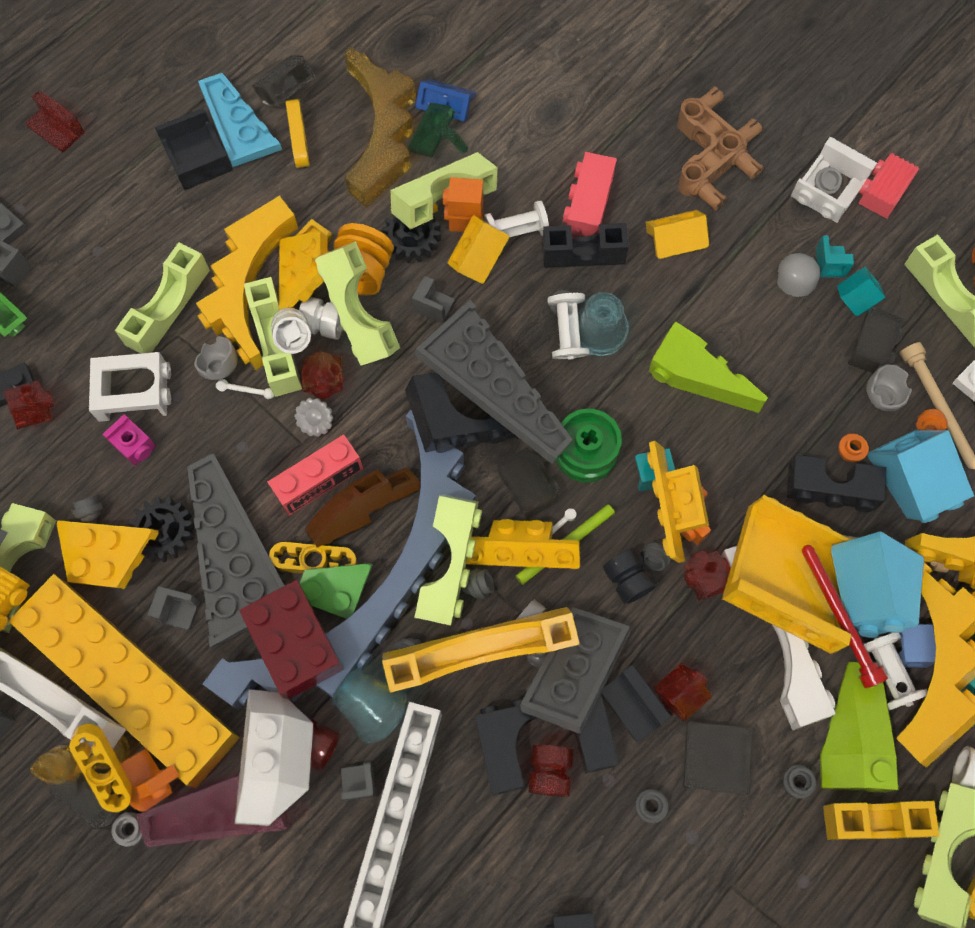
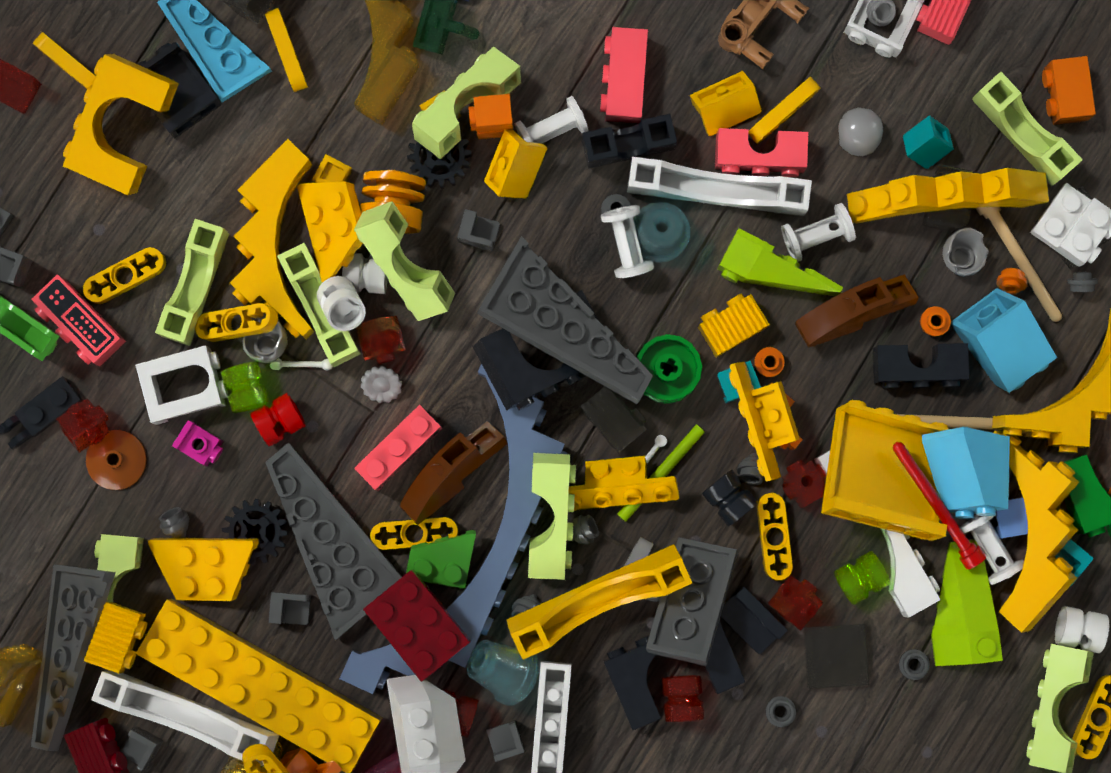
camera: 15 degrees left, 15 degrees up
(52, 318) = (77, 321): none -> brick
(60, 453) = (130, 464): none -> dark orange dish
(89, 302) = (108, 292): none -> yellow beam
(111, 117) = (64, 60): none -> yellow beam
(138, 127) = (89, 151): none -> yellow arch
(186, 396) = (245, 387): none -> clear neon green wheel
(210, 337) = (247, 327): none -> yellow beam
(219, 427) = (278, 419): none -> red wheel
(656, 417) = (733, 325): none -> yellow brick
(661, 646) = (784, 558): none -> yellow beam
(683, 275) = (735, 153): none -> coral arch
(689, 449) = (766, 371): none -> orange plate
(710, 310) = (750, 192): none -> white arch
(730, 245) = (784, 110): none -> yellow beam
(751, 348) = (818, 232): none -> white hose
(756, 678) = (862, 577): none -> clear neon green wheel
(773, 419) = (854, 307): none -> reddish brown slope
(832, 259) = (895, 107): teal panel -> none
(881, 820) = (989, 688): yellow arch -> none
(889, 324) = (952, 191): none -> yellow arch

